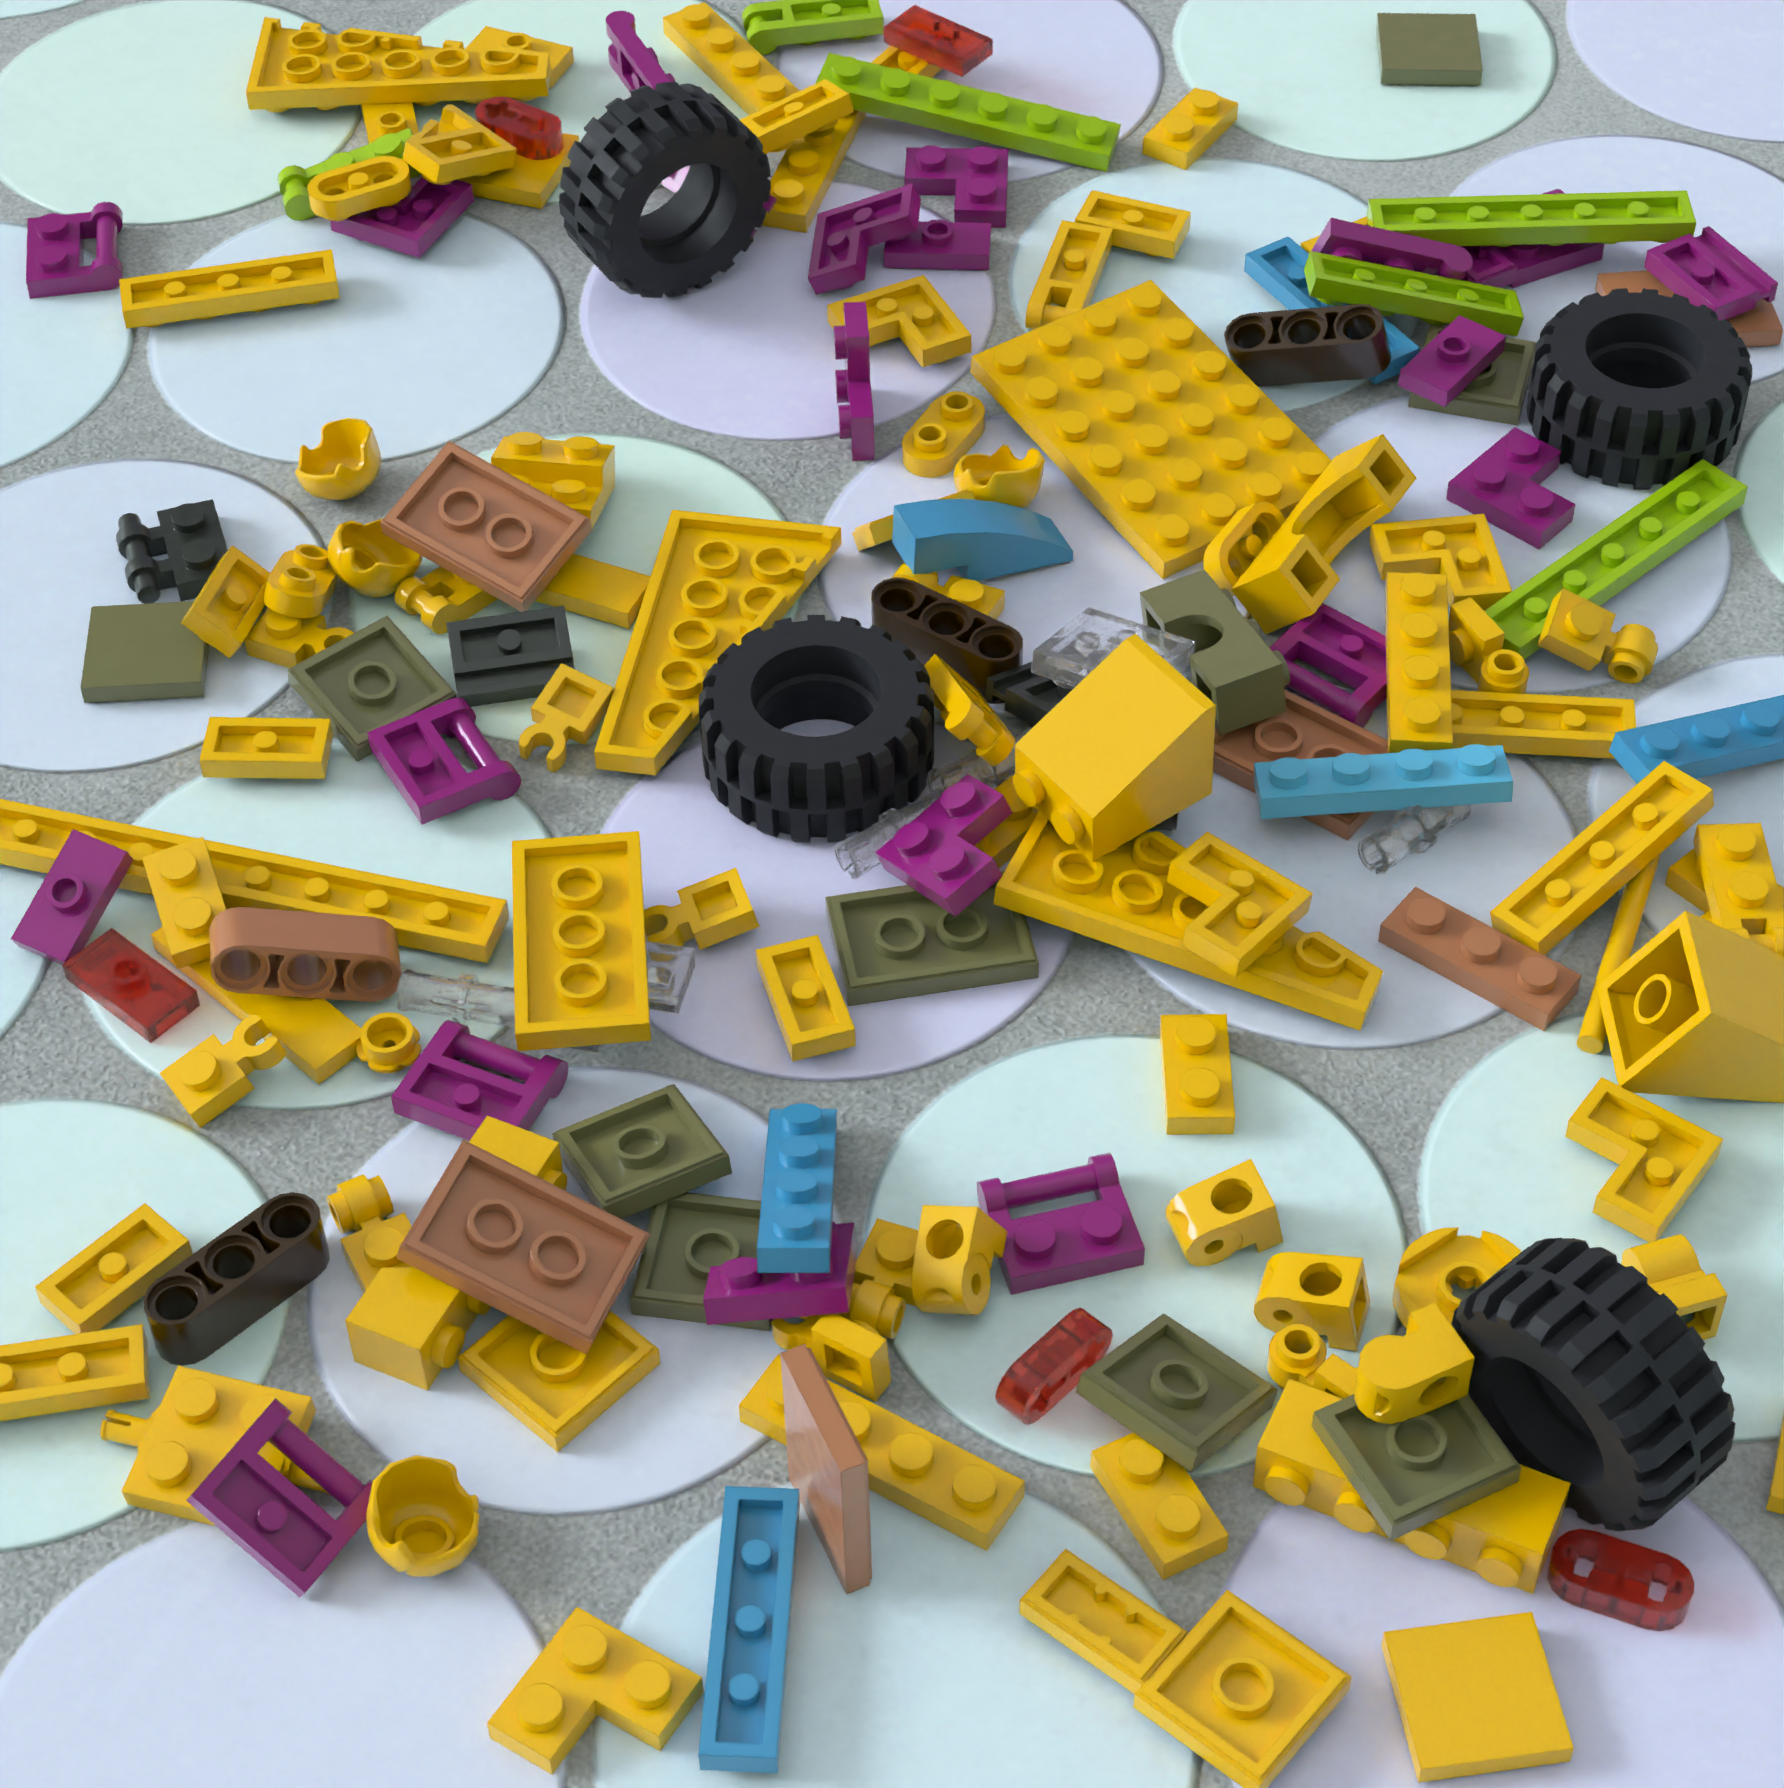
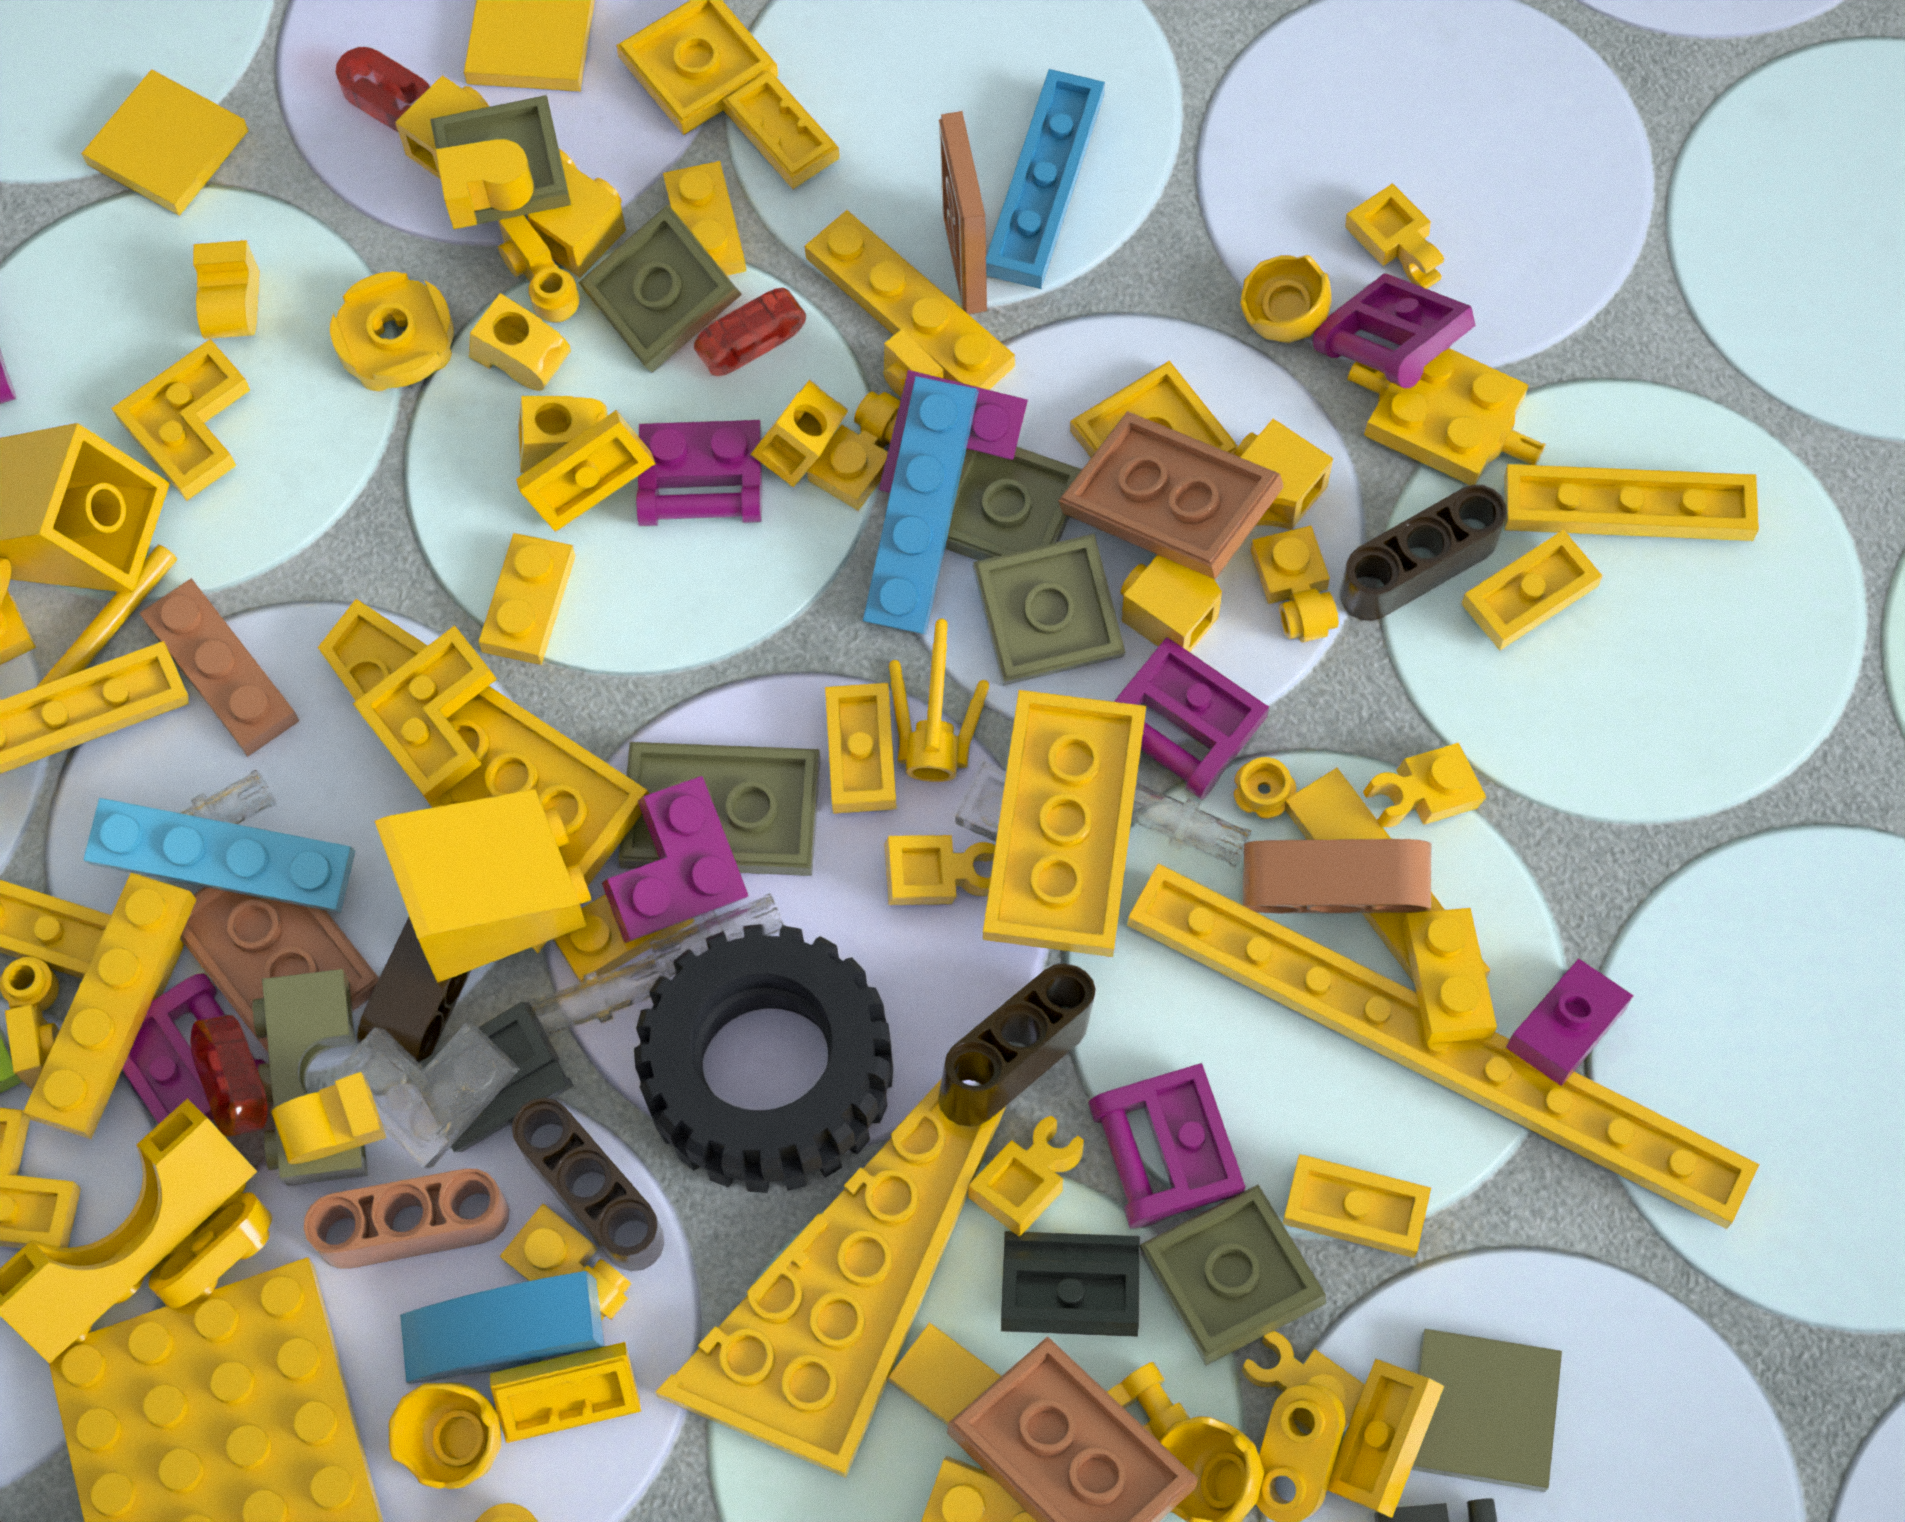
camera: 165 degrees left, 20 degrees up
(131, 985) = (1513, 923): clear red plate -> none
(294, 1647) = (1396, 228): none -> yellow plate
(591, 1673) = (1169, 178): yellow plate -> none
(592, 747) = (1007, 1069): none -> dark brown beam
(732, 1014) = (933, 749): none -> yellow plant
(968, 713) = (603, 1032): yellow plate -> none
(1099, 580) = (377, 1206): none -> nougat beam
(1160, 1174) = (585, 471): none -> yellow plate
(1173, 586) = (329, 1120): none -> yellow leg
(1282, 619) = (228, 1075): none -> clear red beam
(1595, 1382) = (353, 137): black tyre -> none

